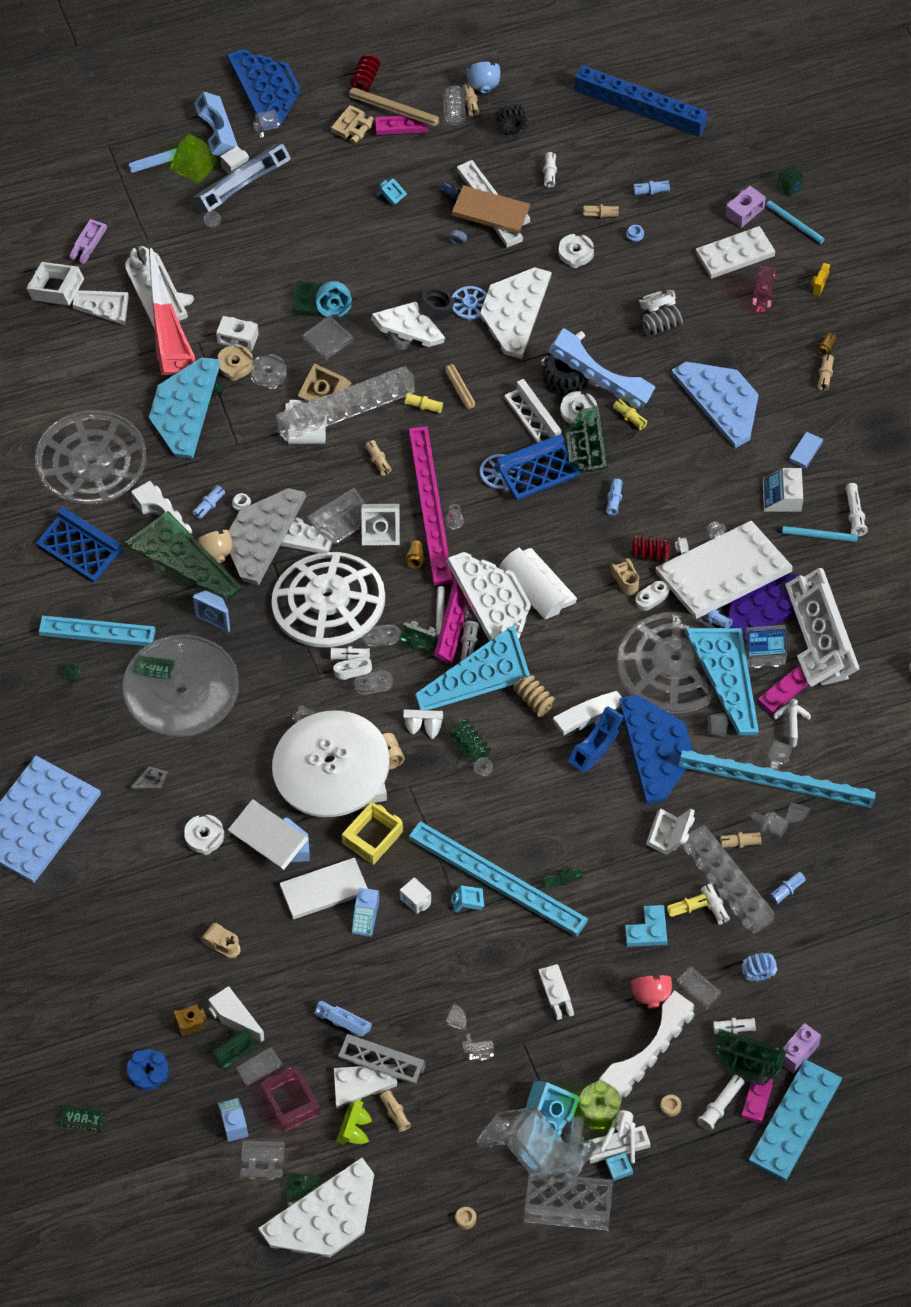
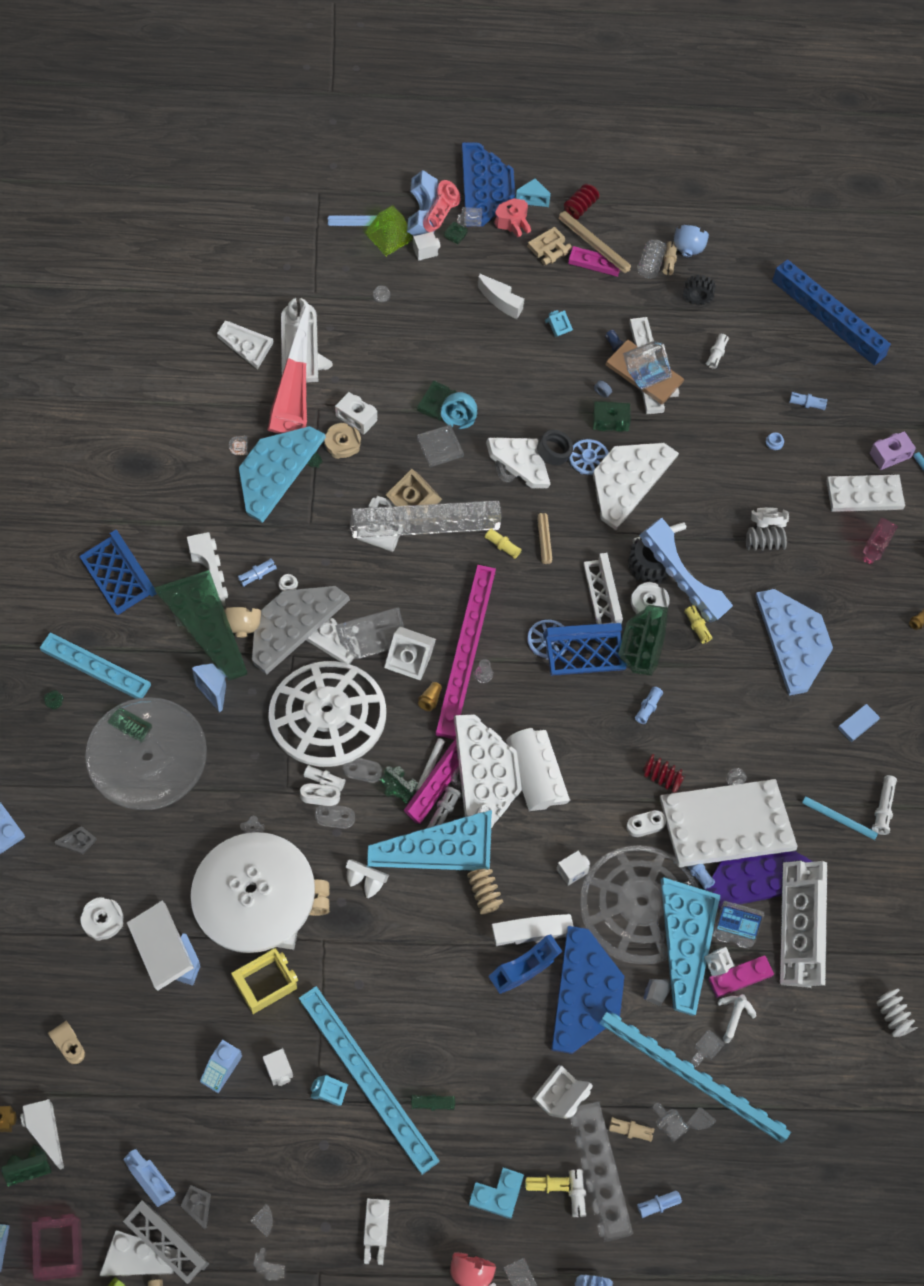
camera: 15 degrees right, 5 degrees up
(72, 280) = (215, 319): white window -> none
(88, 240) = (259, 276): lavender hinge -> none
(90, 450) = (165, 481): clear dish -> none
(139, 398) = (238, 445): none -> clear tile
(236, 112) = (447, 197): none -> coral beam
(251, 170) = (425, 262): sand blue arch -> none
(257, 140) = (455, 232): none -> clear green plate
(259, 1066) = (43, 1198): clear plate -> none
(268, 362) = (374, 468): clear plate -> none
(307, 109) = (513, 218): none -> coral hinge
(317, 81) = (534, 194): none -> medium azure slope
(323, 888) = (192, 1021): white tile -> none
(326, 185) = (501, 296): none -> white slope
(378, 458) = (436, 583): tan pin -> none
(394, 1025) = (197, 1205): none -> flat silver piece
(469, 741) = (400, 917): clear green piece -> none
(476, 259) = (611, 416): none -> clear green brick
(483, 762) = (404, 942): clear plate -> none
(492, 200) = (648, 364): none -> clear slope
(579, 258) = (707, 447): white plate -> none
(601, 211) = (750, 408): tan axle -> none
(603, 651) = (573, 867): none -> white brick
(625, 574) = (627, 791): tan piece -> none
(681, 545) = (695, 781): white plate -> none
(761, 682) = (719, 961): none -> white bracket
(783, 490) = (819, 759): white slope -> none
(819, 669) = (781, 969): white plate -> none
(825, 372) = (909, 648): tan pin -> none

